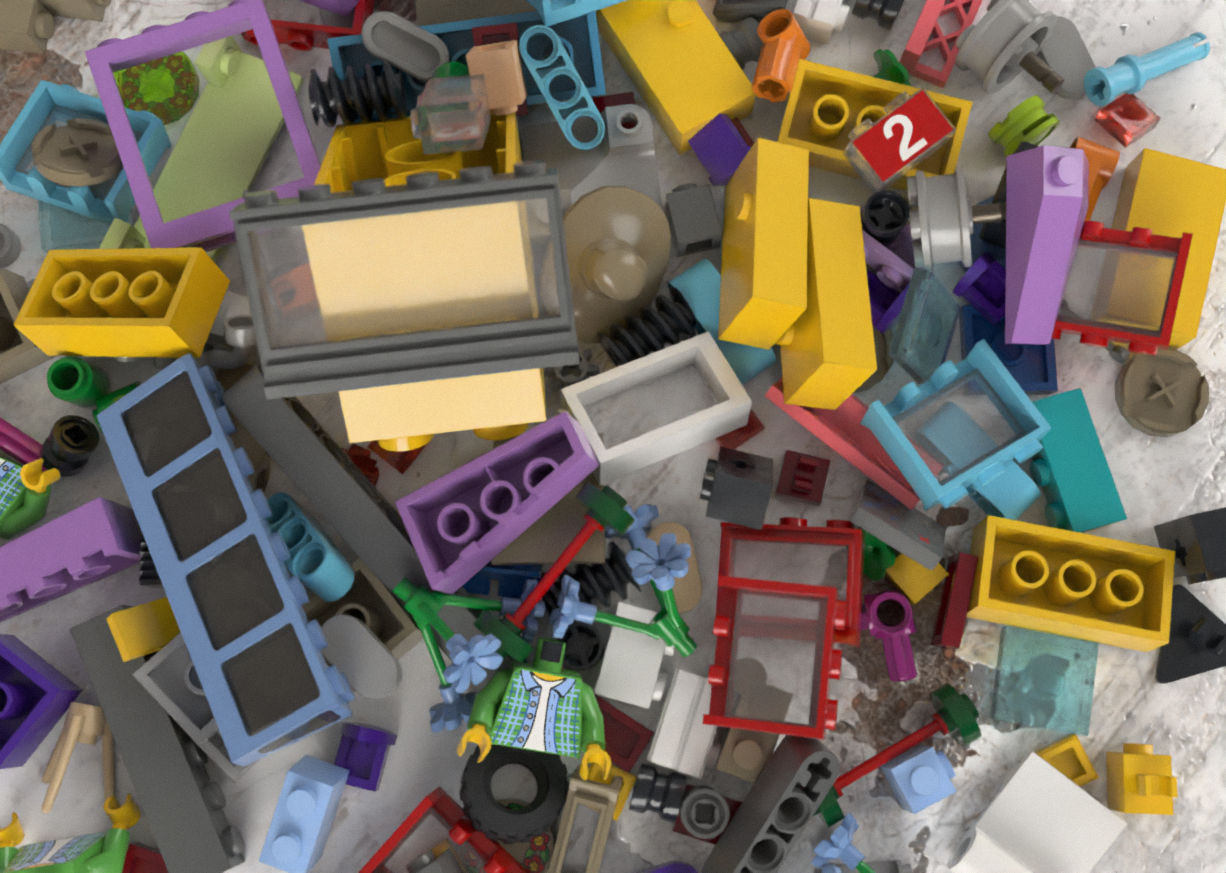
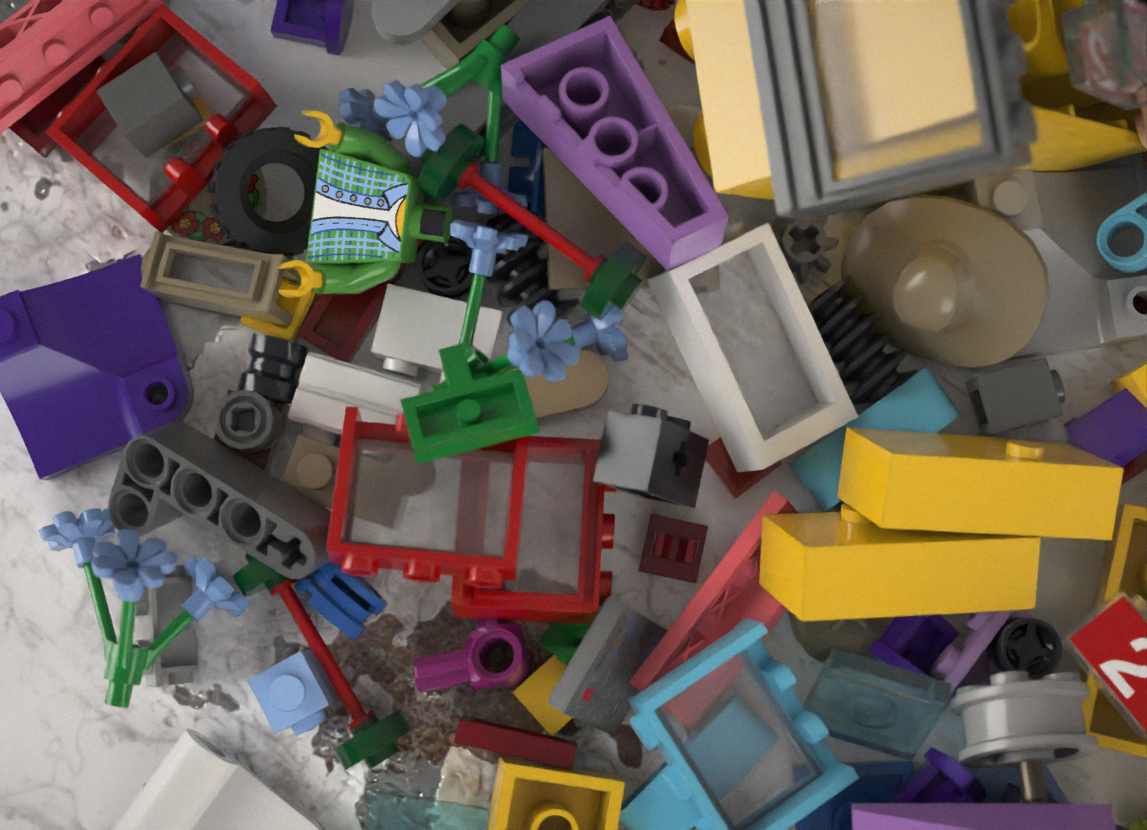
camera: 90 degrees right, 5 degrees up
(709, 623) = (468, 410): none -> green hinge
(850, 736) = (338, 602): none -> blue wheel

